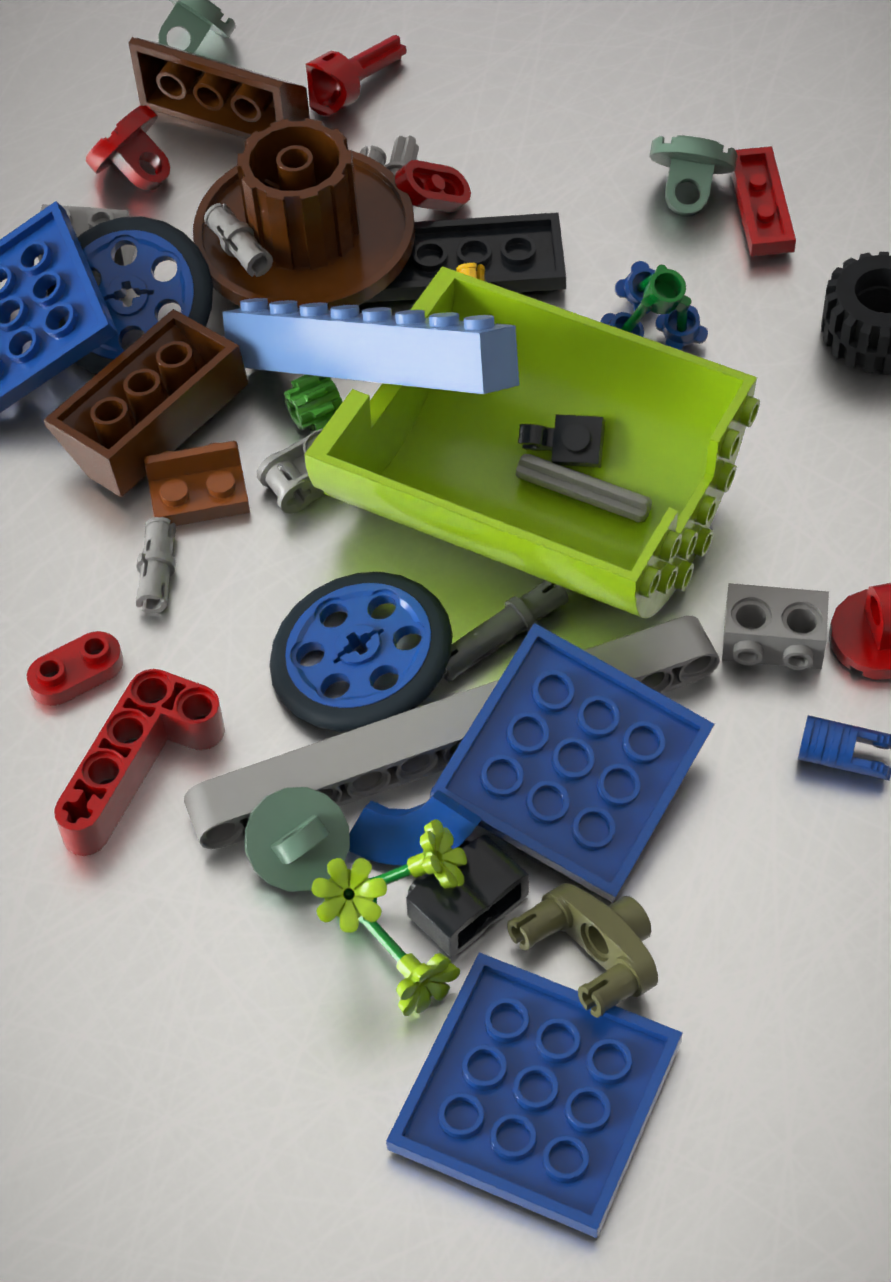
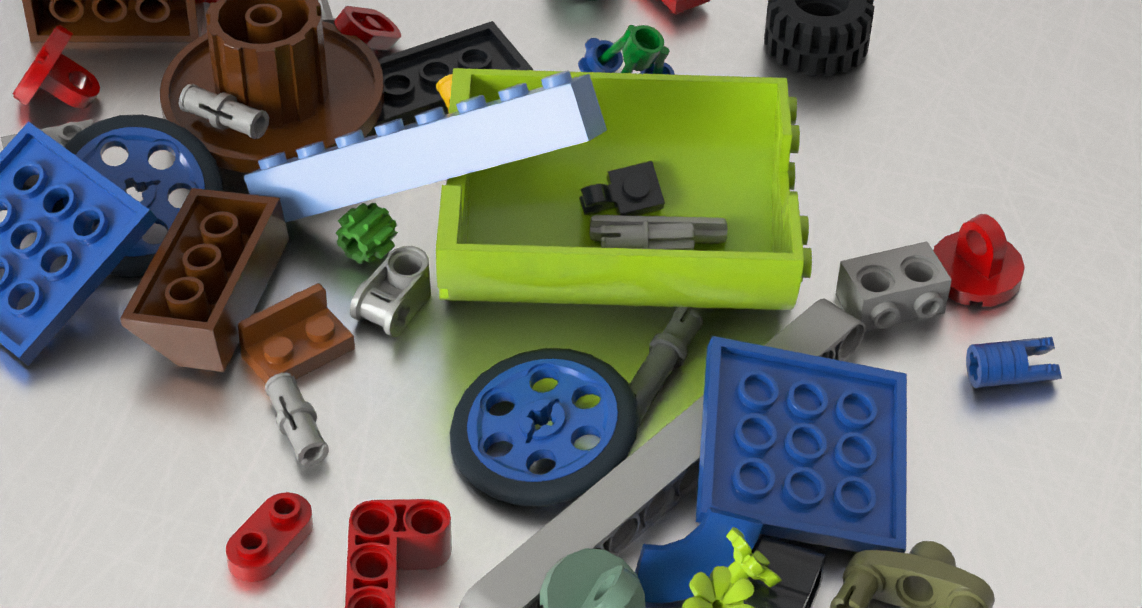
camera: 30 degrees left, 10 degrees down
(559, 495) = (649, 236): none -> light grey axle

